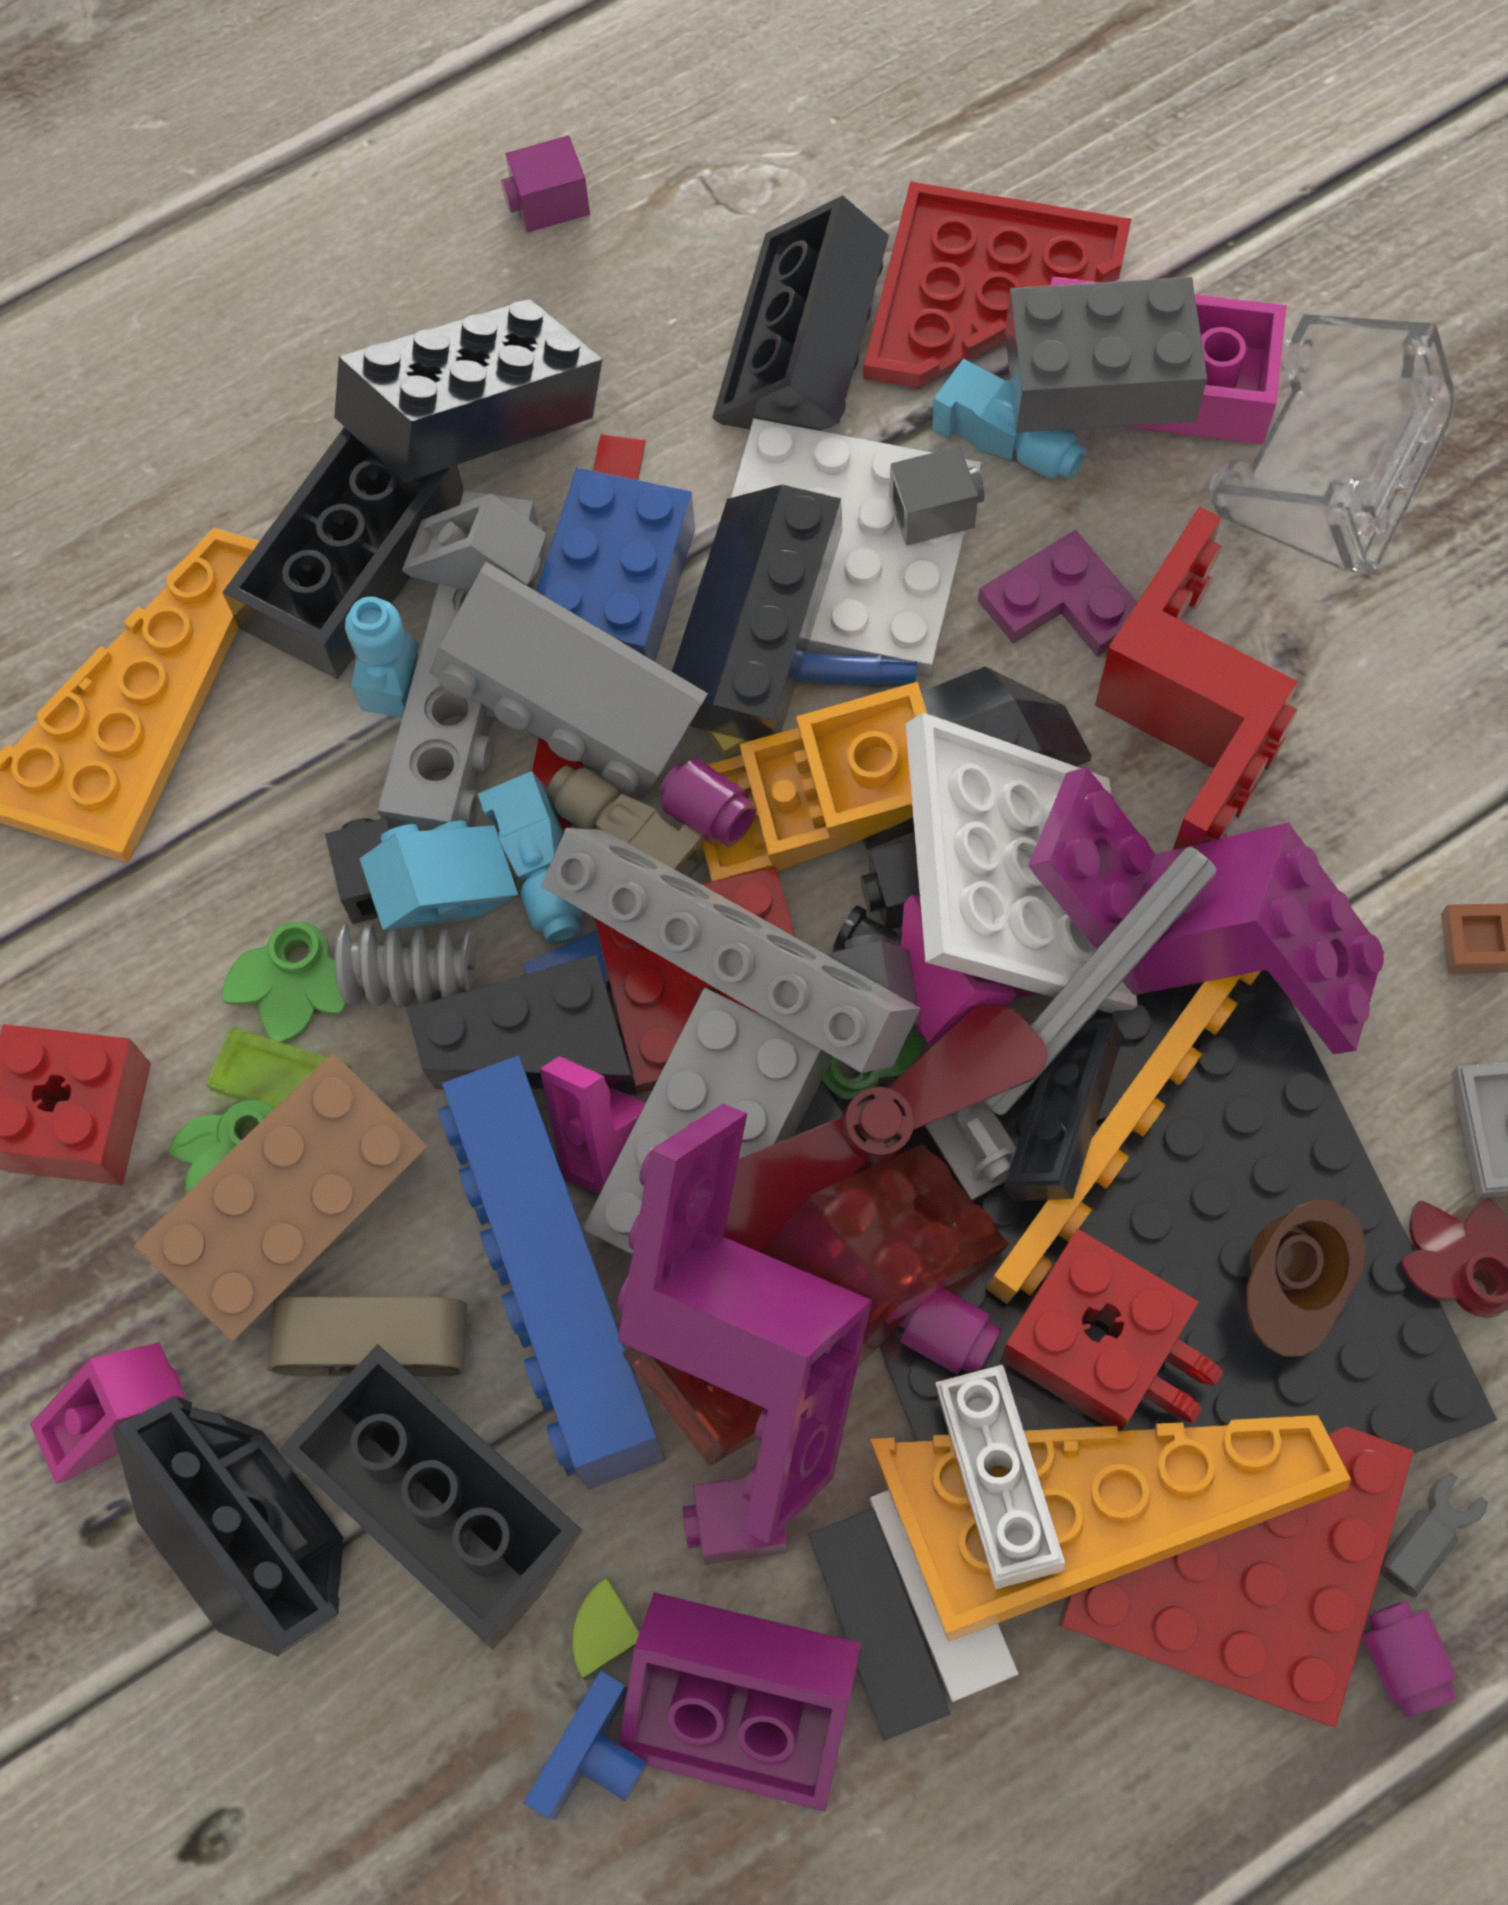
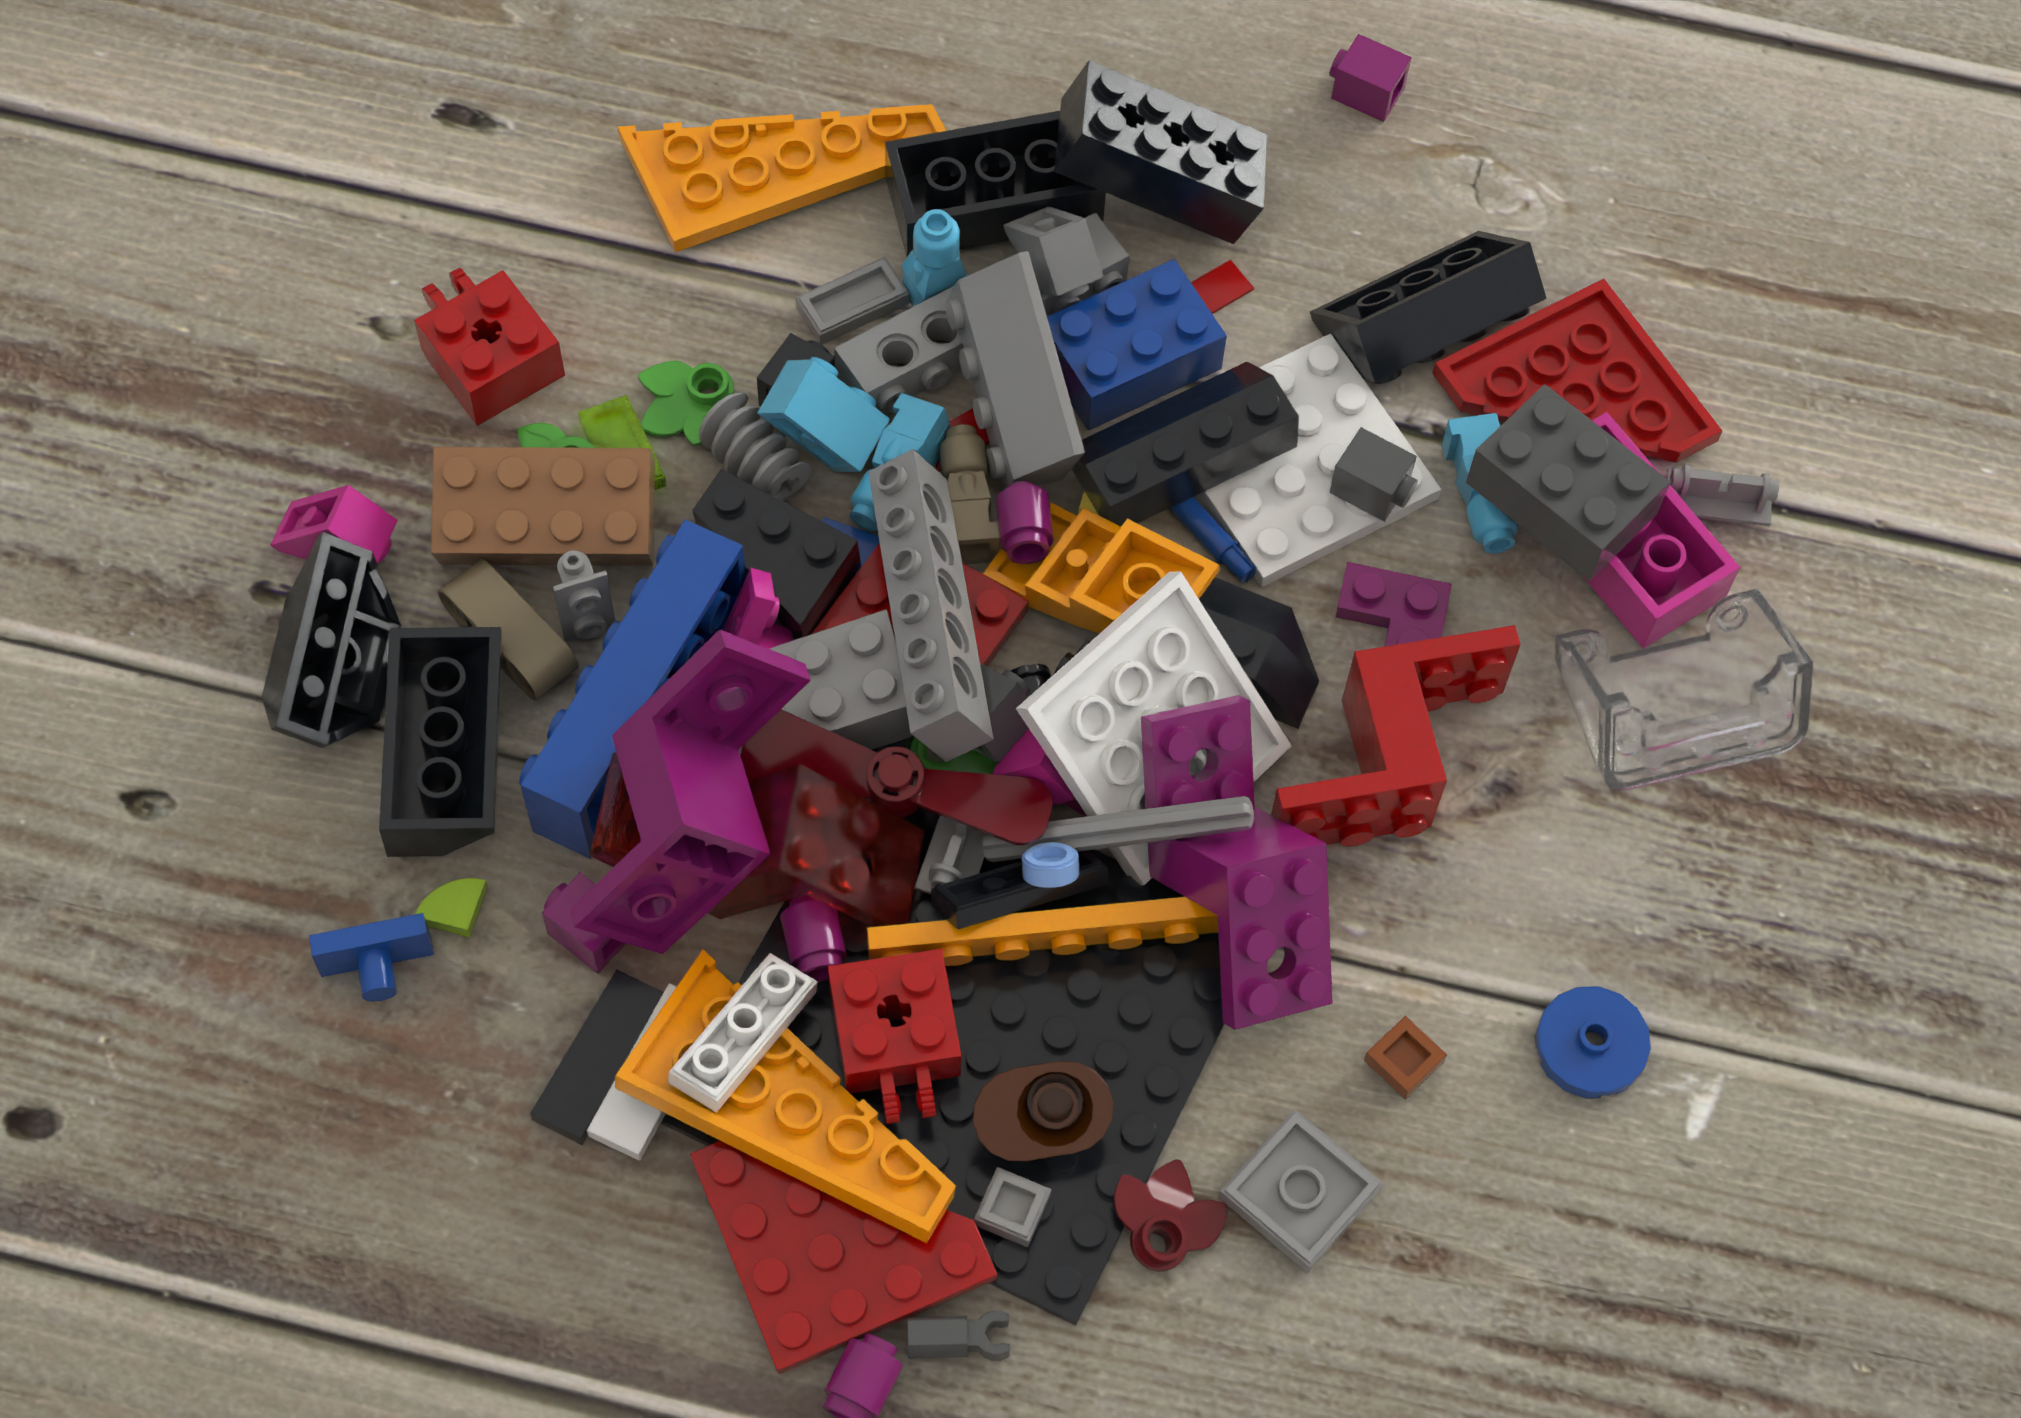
camera: 40 degrees right, 5 degrees down
(331, 758) = (852, 300): none -> light grey tile
(412, 1241) = (582, 598): none -> light grey hinge
(738, 1700) = (479, 1011): magenta slope -> none
(1077, 1066) = (1050, 865): none -> light blue tile
(1198, 255) = (1725, 495): none -> light grey hinge
(1353, 1381) = (1012, 1207): none -> light grey tile

